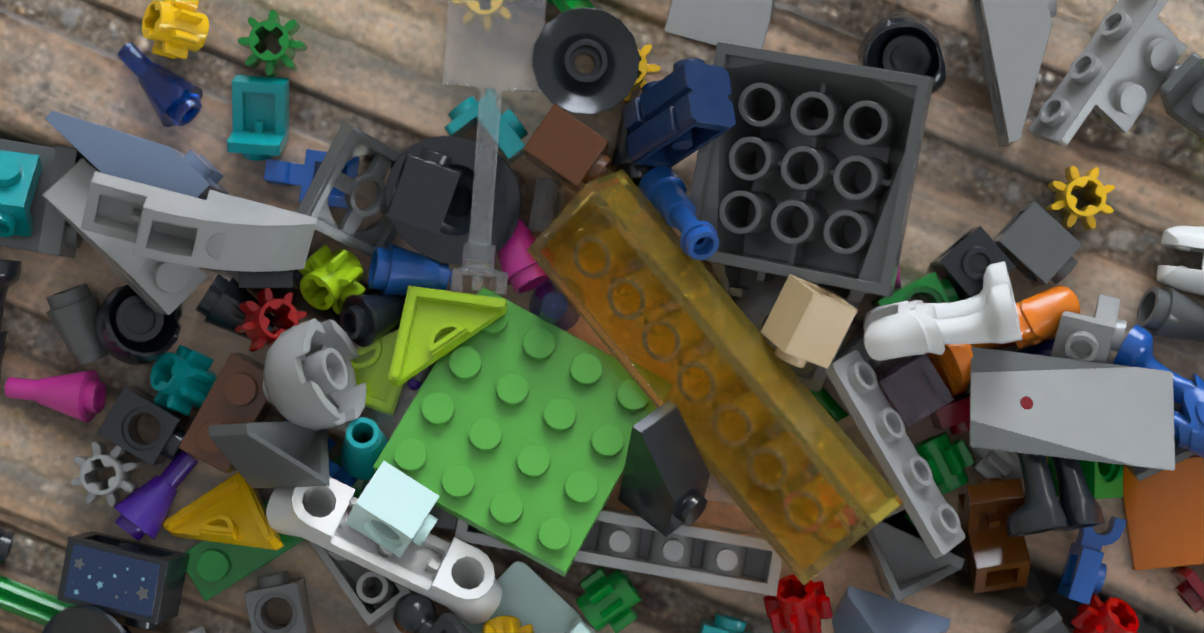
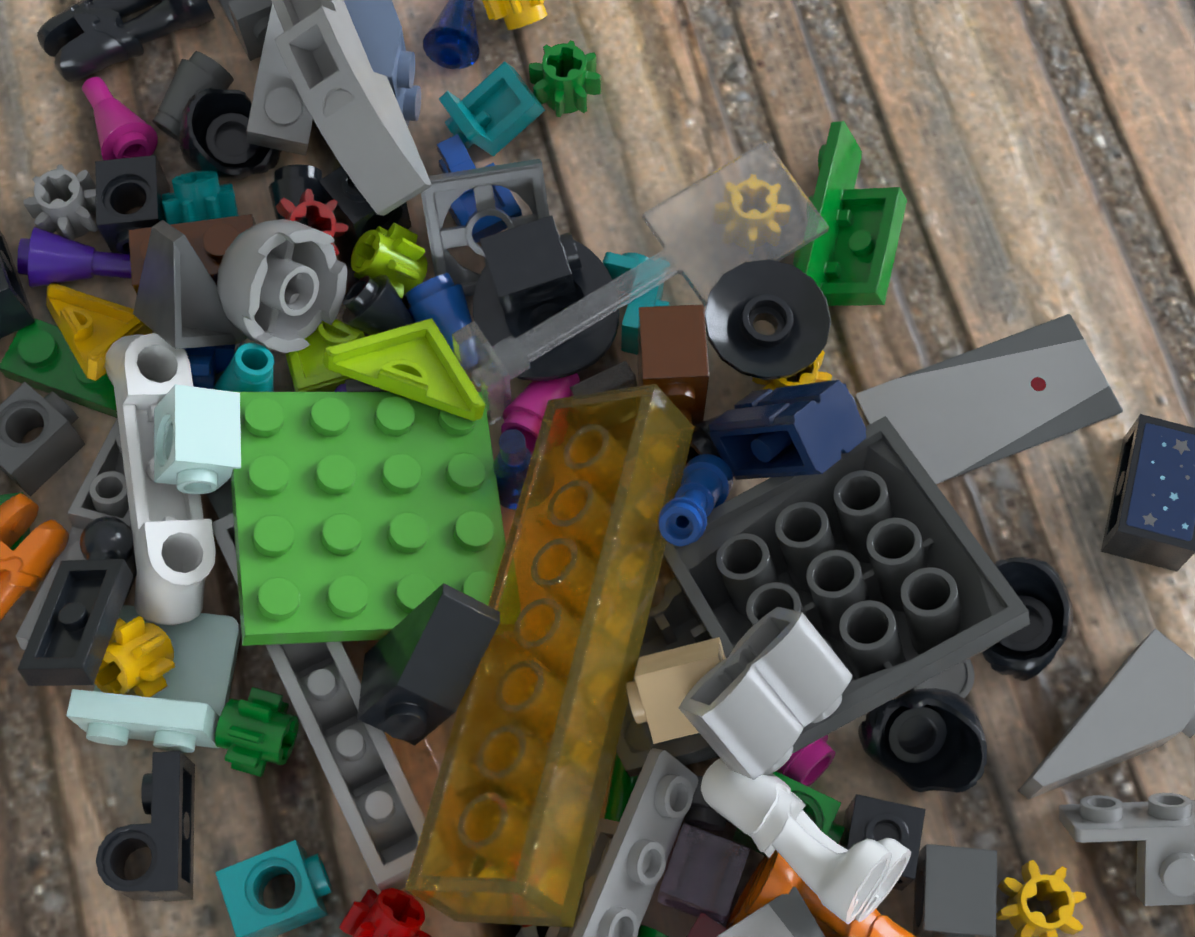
camera: 60 degrees right, 20 degrees down
(859, 282) = (767, 693): none -> light grey brick
(943, 182) = (927, 740): none -> black hair

